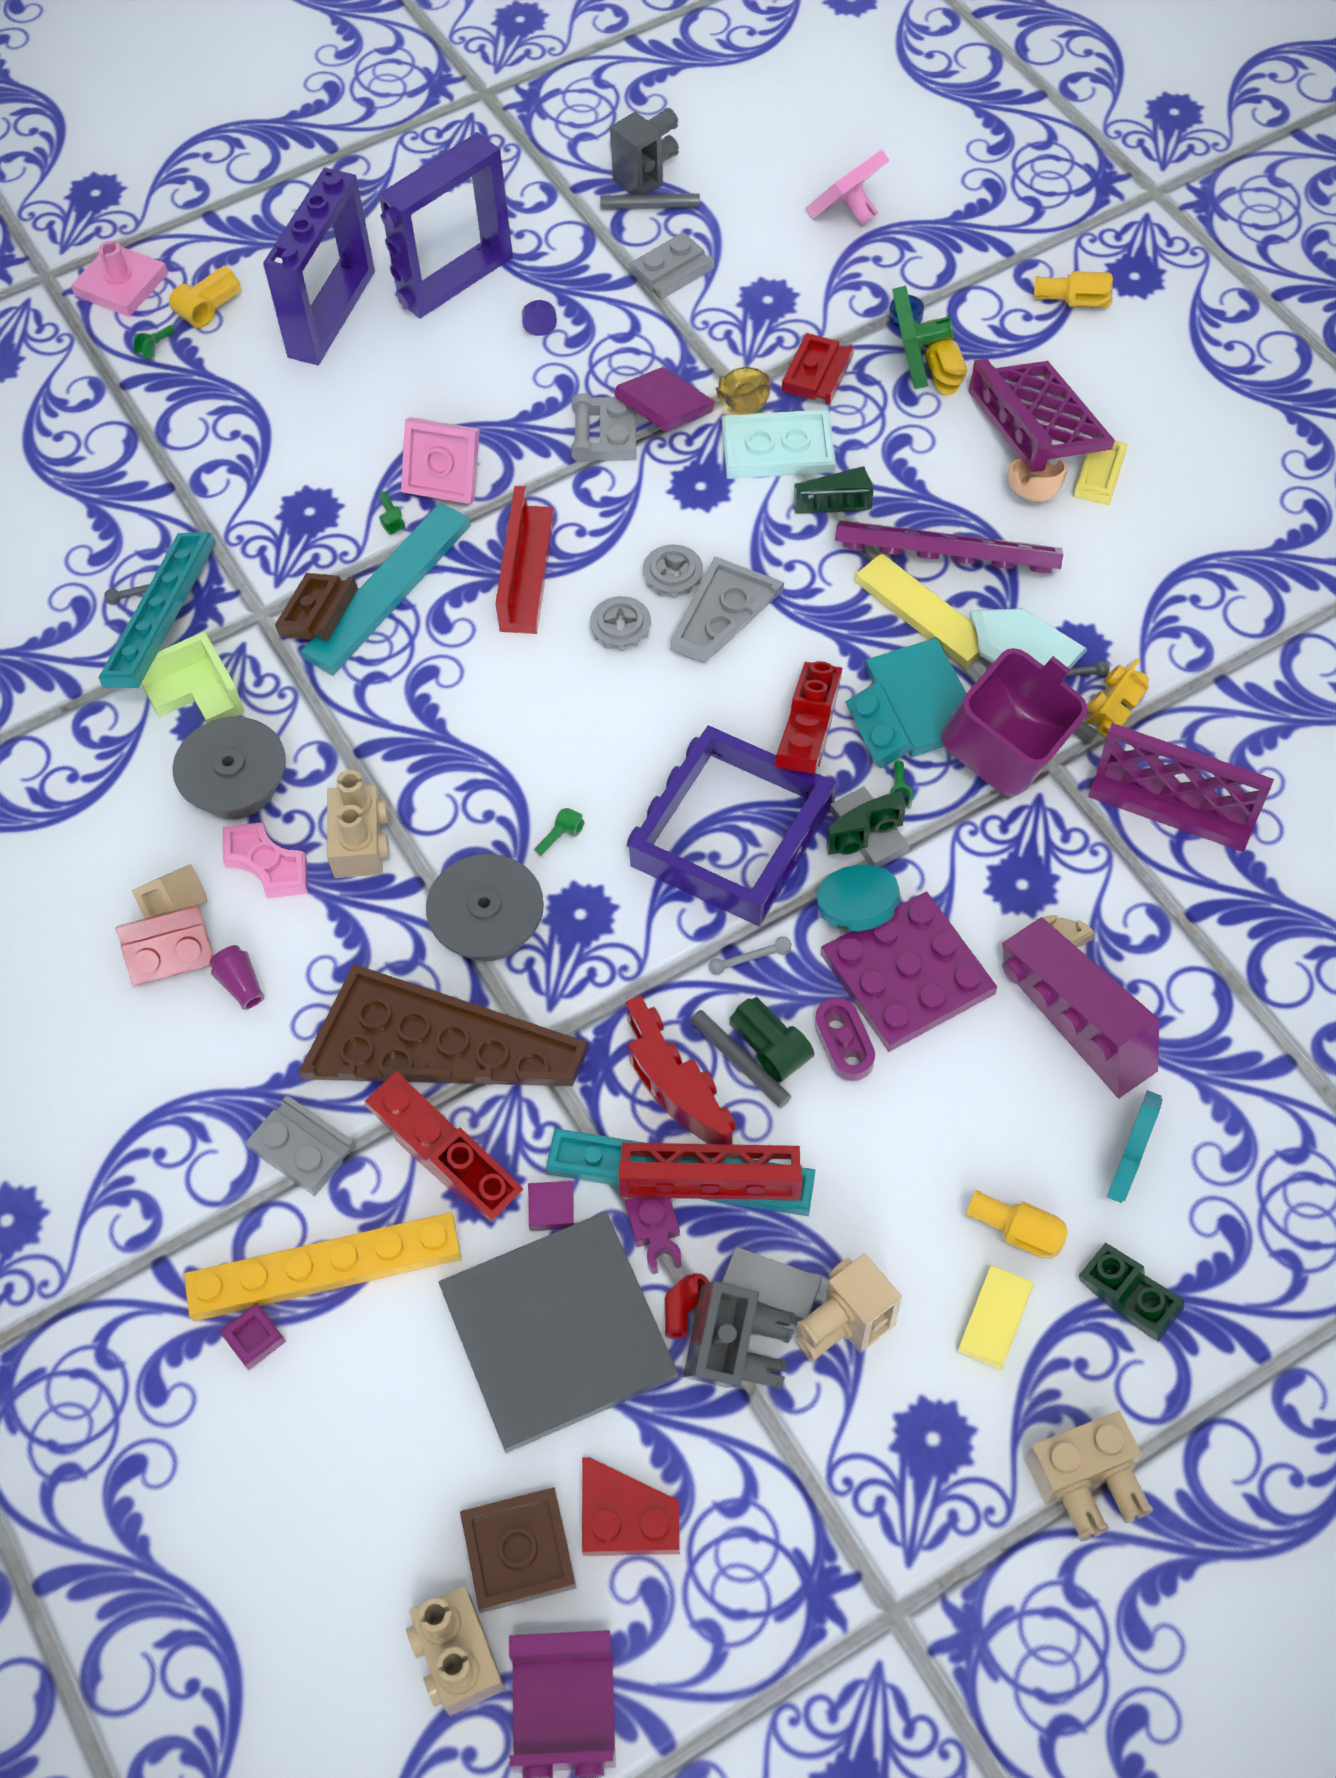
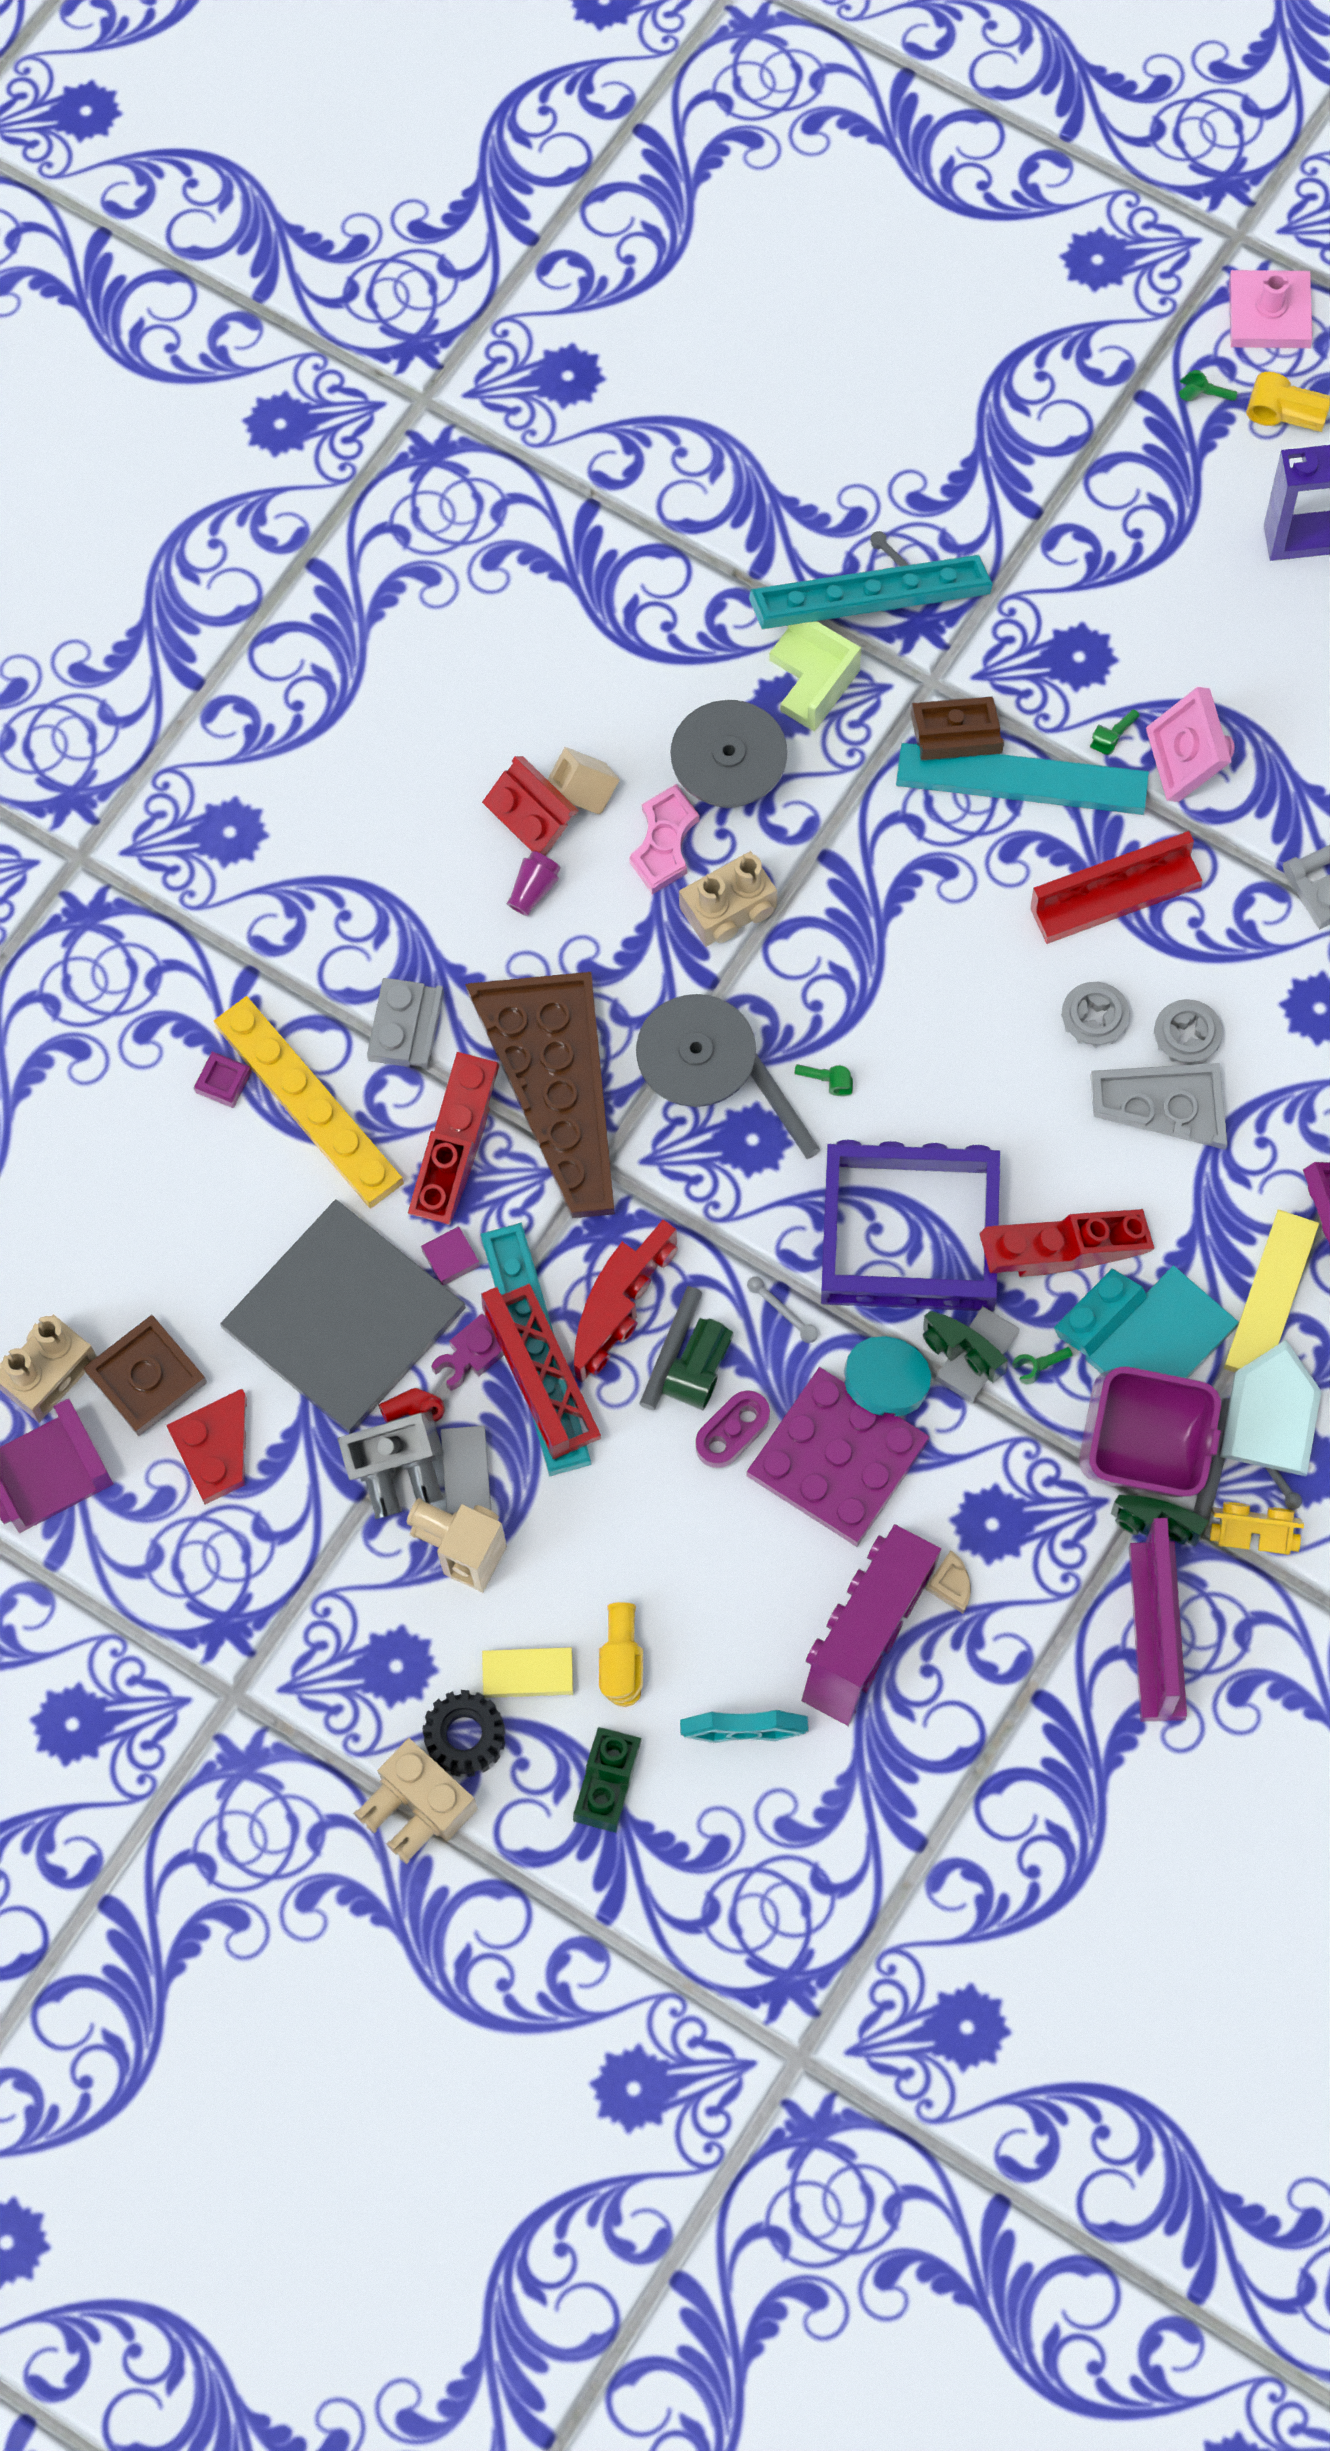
camera: 65 degrees right, 10 degrees up
(579, 875) = (784, 1109): none -> dark grey bar
(1040, 1372) = (457, 1707): none -> black tyre
(1075, 761) = (1137, 1514): none -> dark green slope

